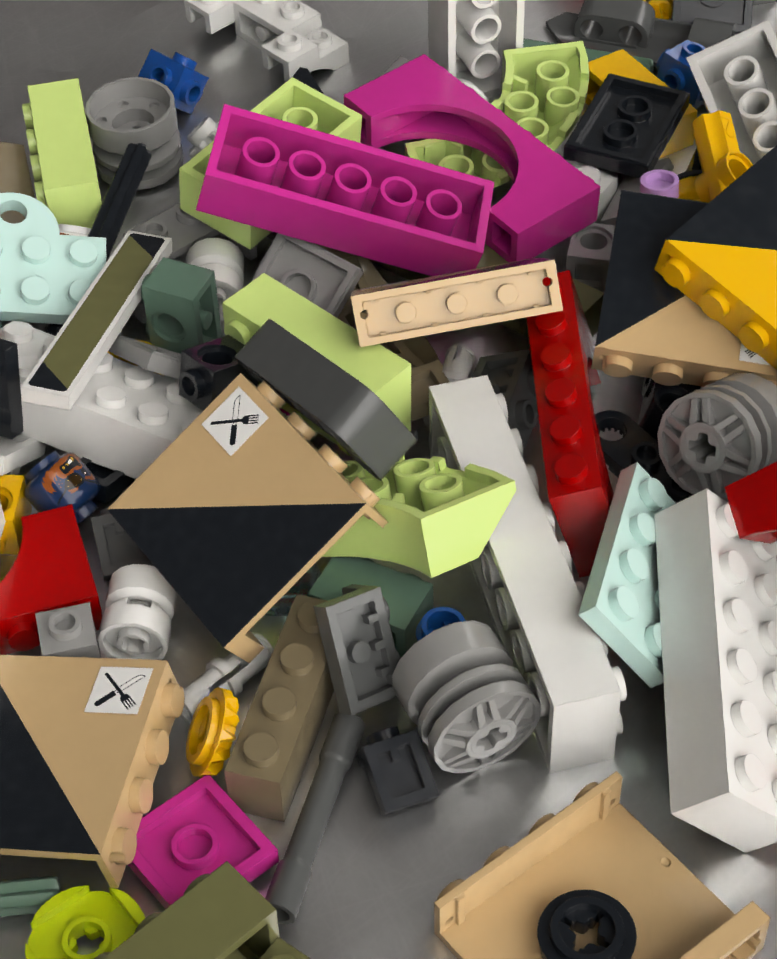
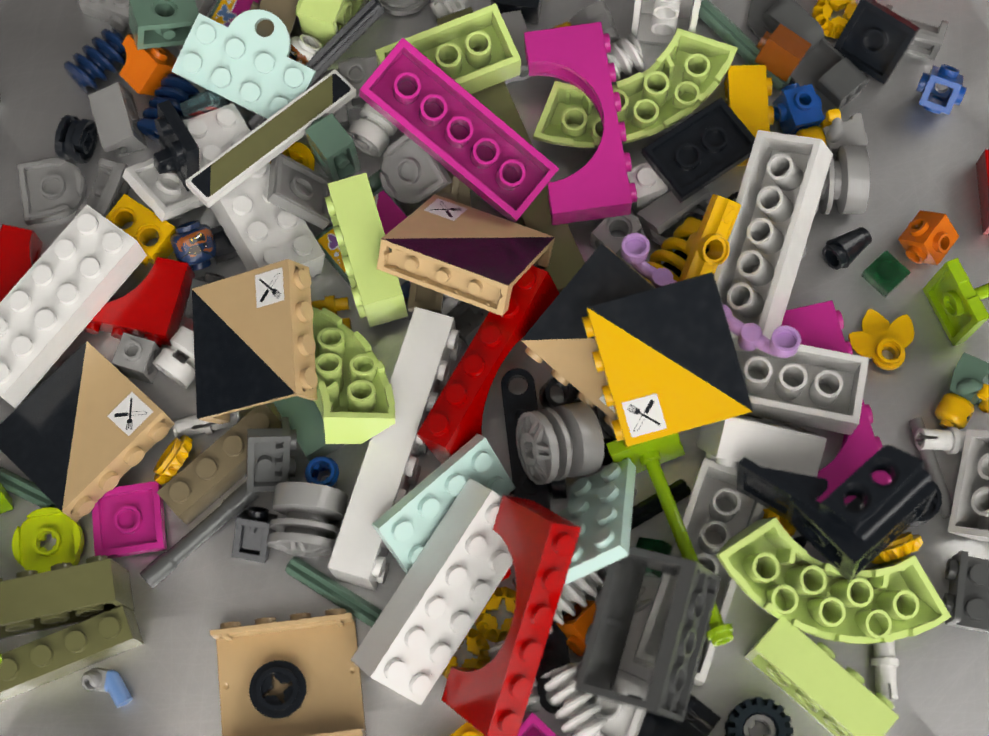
camera: 35 degrees right, 25 degrees up
(209, 370) = (309, 215): black brick -> none
(327, 397) = (325, 297): dark grey beam -> none
(566, 781) = (333, 591): none -> sand green axle
(629, 31) = (781, 51): none -> dark orange brick

